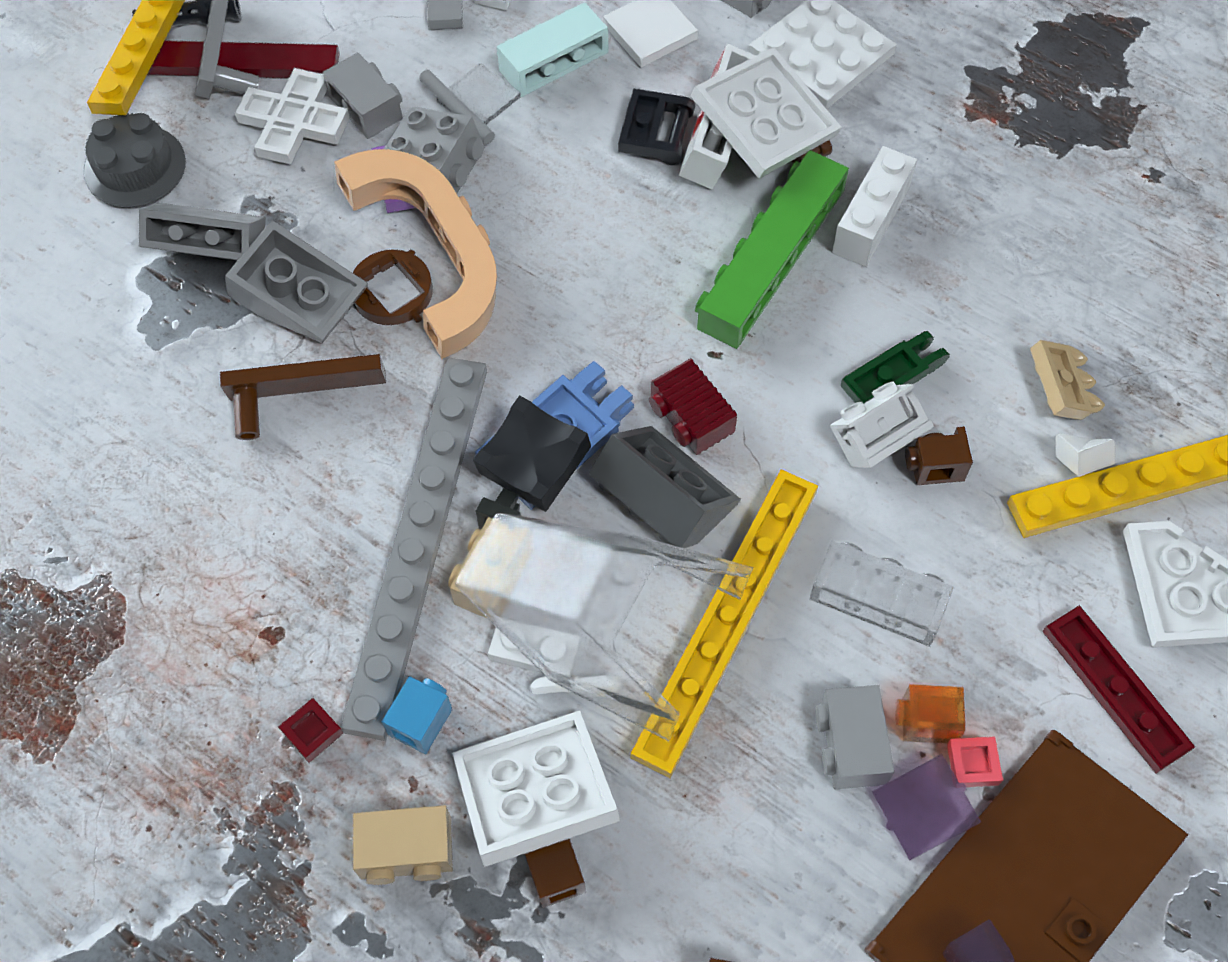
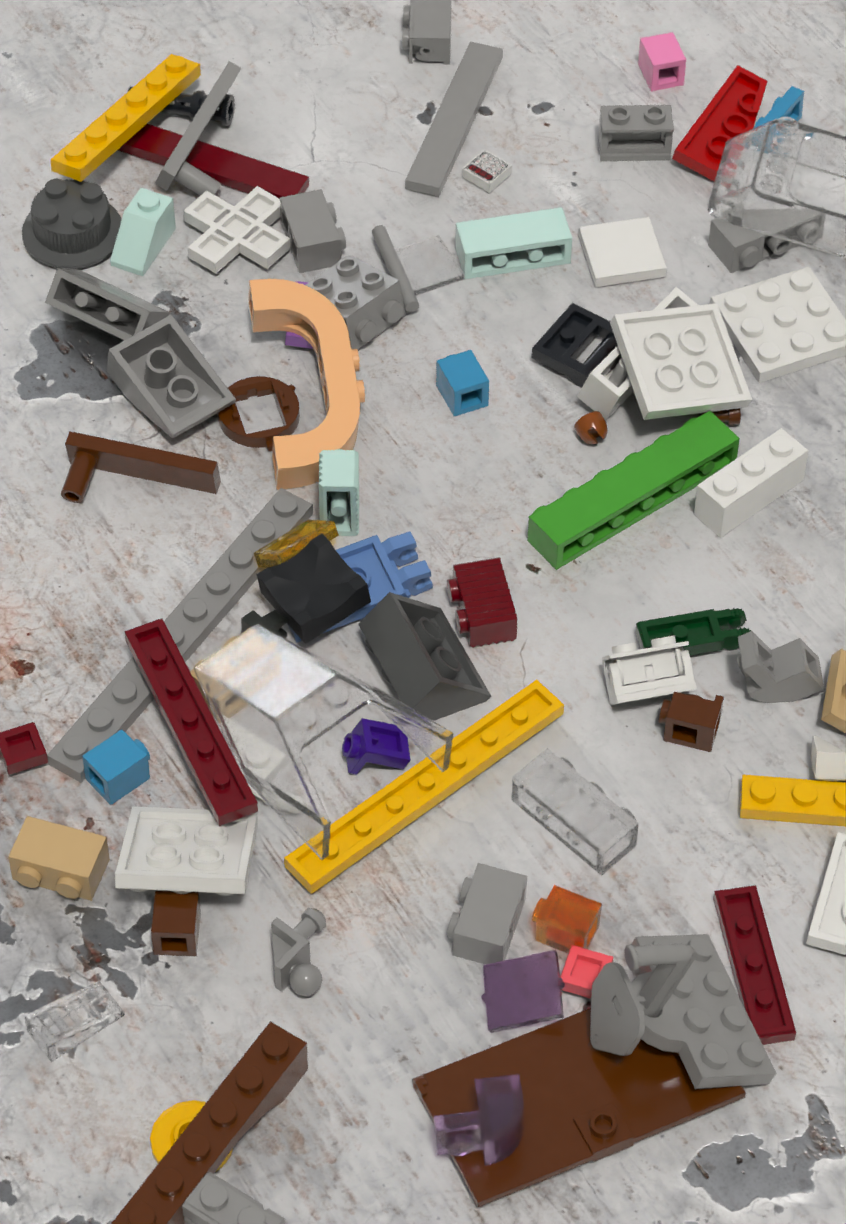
camera: 20 degrees right, 10 degrees down
(204, 145) = (143, 231): none -> light aqua slope
(476, 642) = (191, 722): none -> dark red plate
(489, 410) = (293, 542): none -> clear yellow plate
(511, 344) = (339, 489): none -> light aqua brick
(570, 196) = (462, 383): none -> dark azure brick
(662, 594) = (375, 744): none -> dark purple bracket
(684, 856) = (292, 953): none -> light grey piece
(704, 200) = (591, 426): none -> dark orange hinge
(993, 381) = (780, 673): none -> light grey brick
(1091, 778) = (679, 1006): none -> light grey plate

